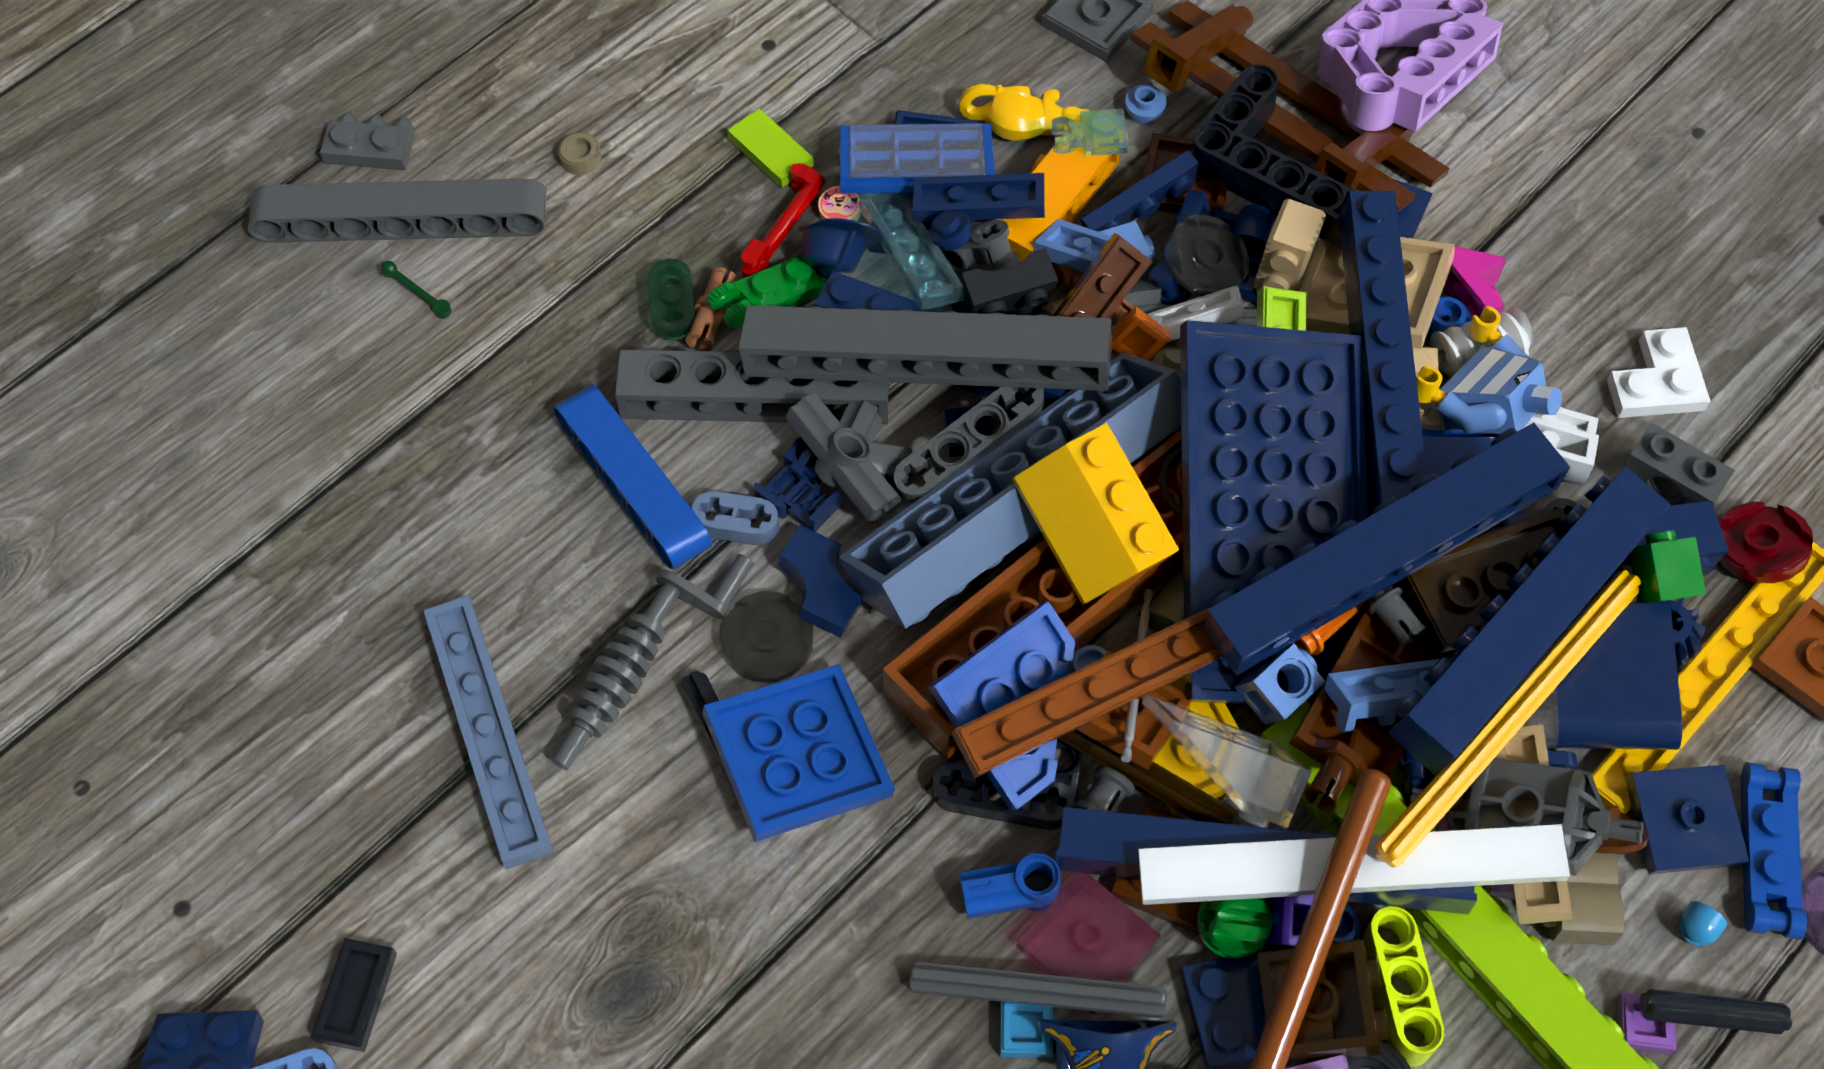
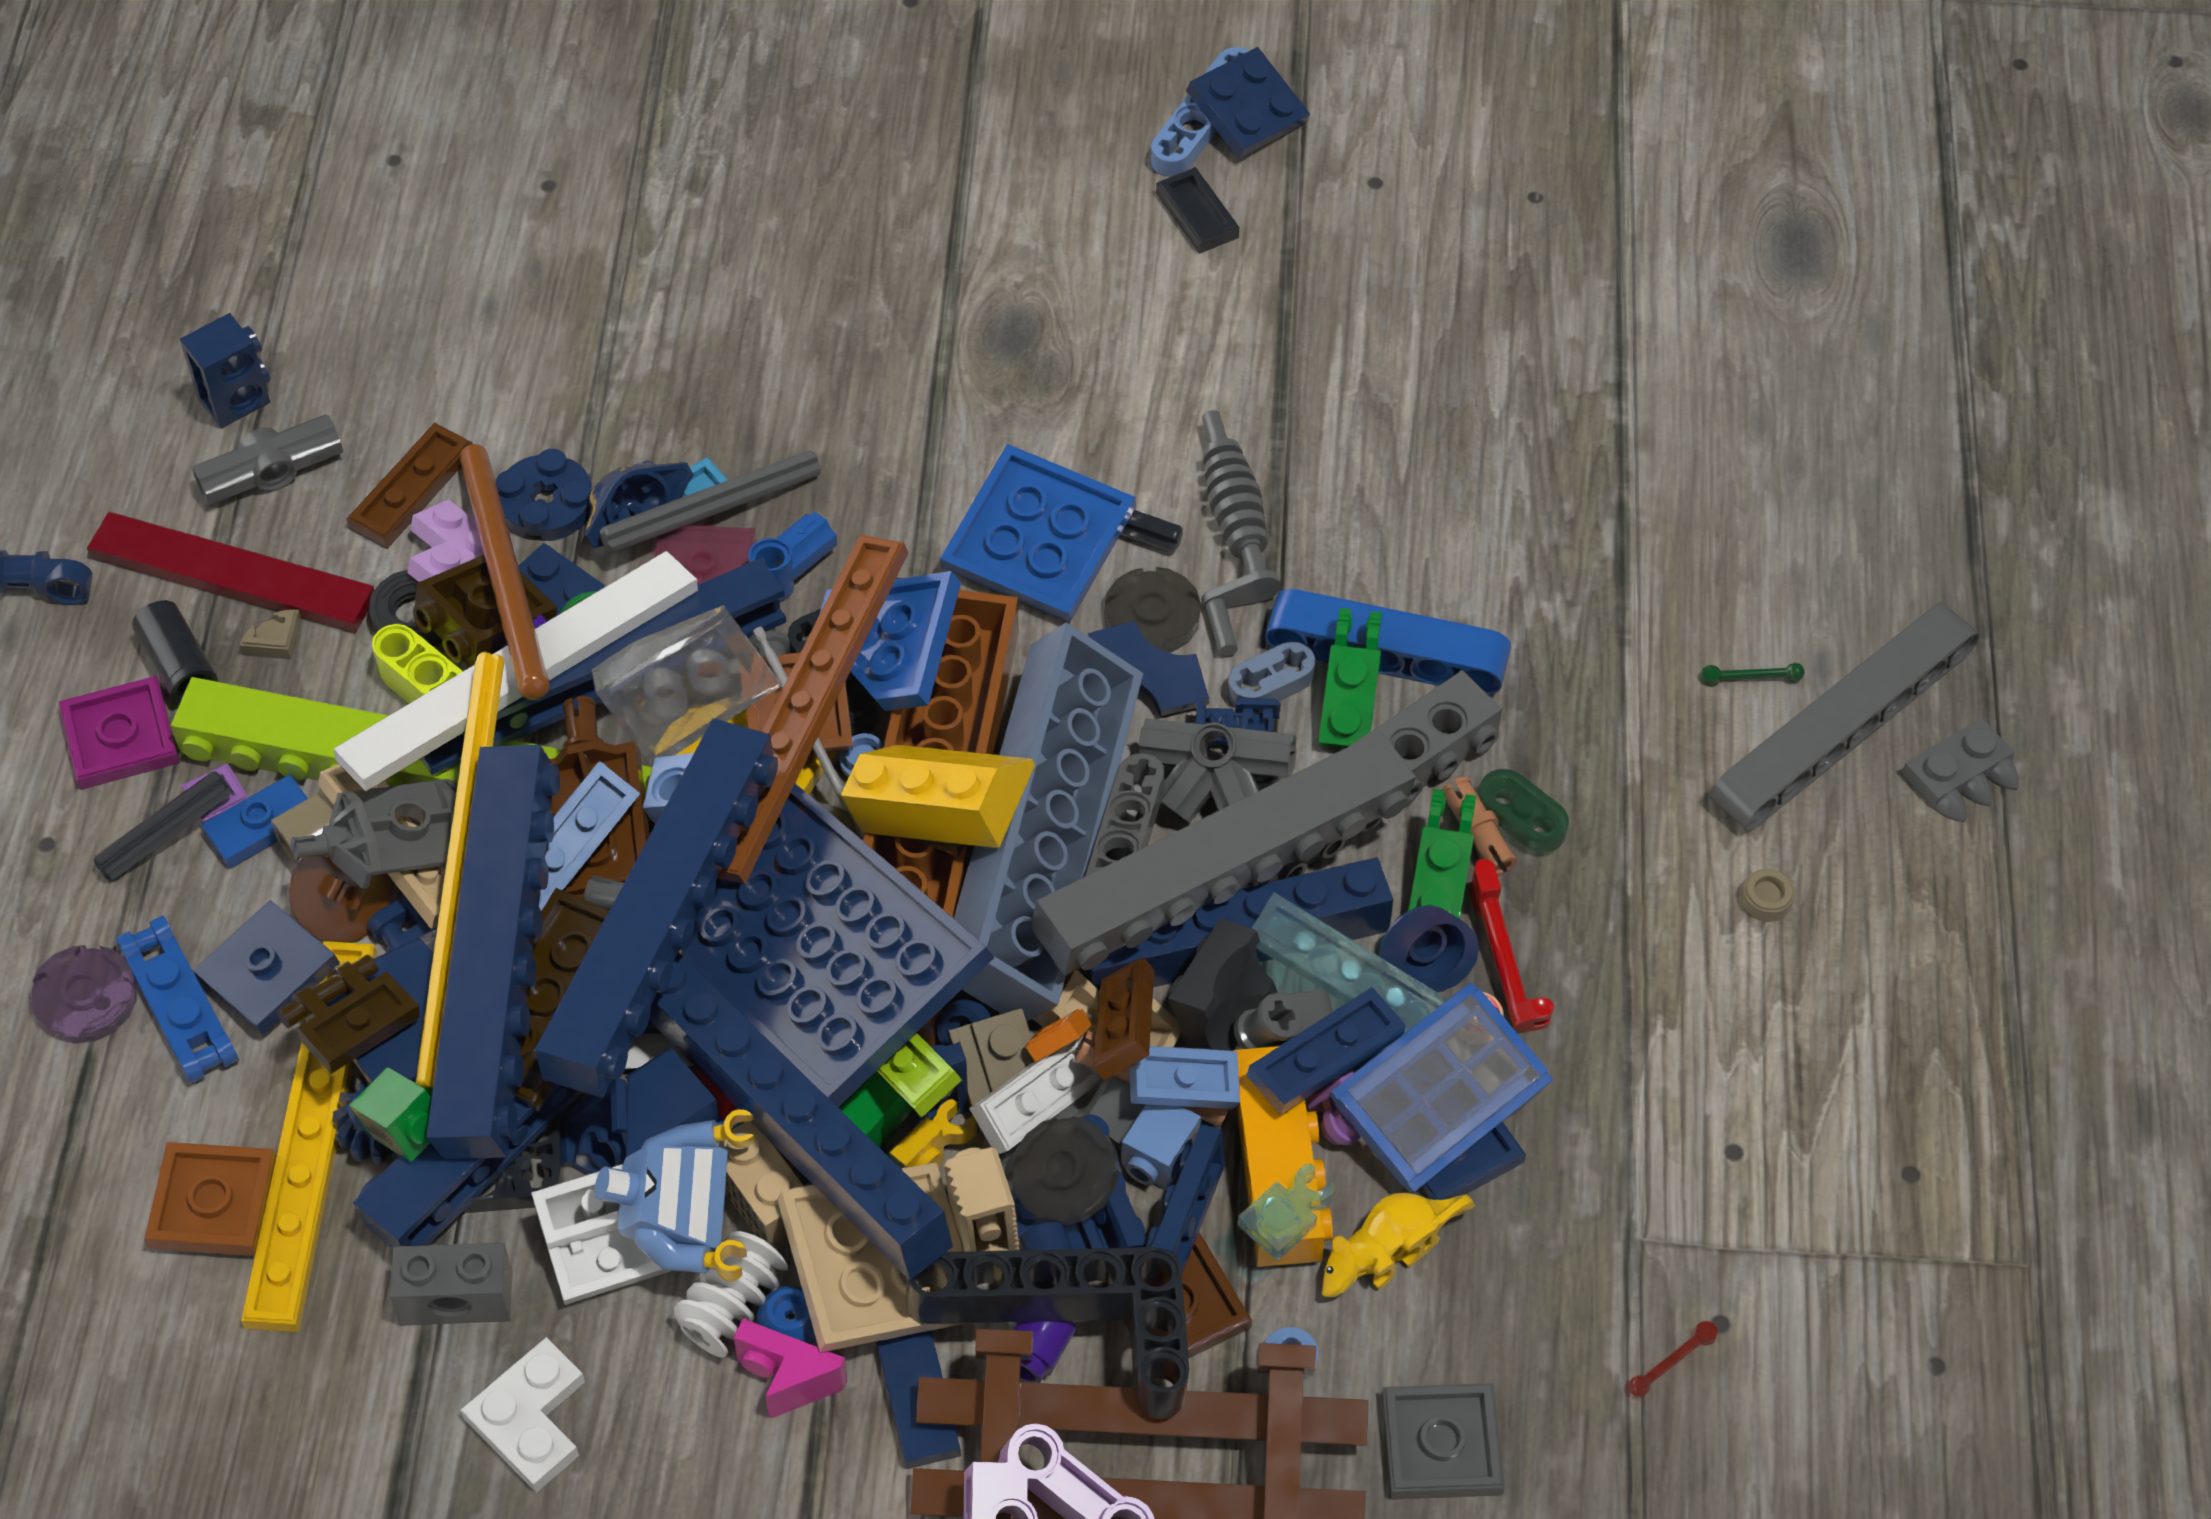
camera: 140 degrees right, 5 degrees down
(488, 733) = (1292, 402): sand blue plate -> none
(694, 451) = (1350, 684): none -> green hinge
(768, 146) = (1603, 1028): lime tile -> none
(950, 230) = (1318, 992): dark blue plate -> none
(1620, 967) = (248, 825): none -> blue plate
(1666, 655) = (356, 1022): none -> dark brown plate
(1701, 924) = (208, 893): dark azure hinge -> none
(1765, 542) = (327, 1282): dark red tile -> none

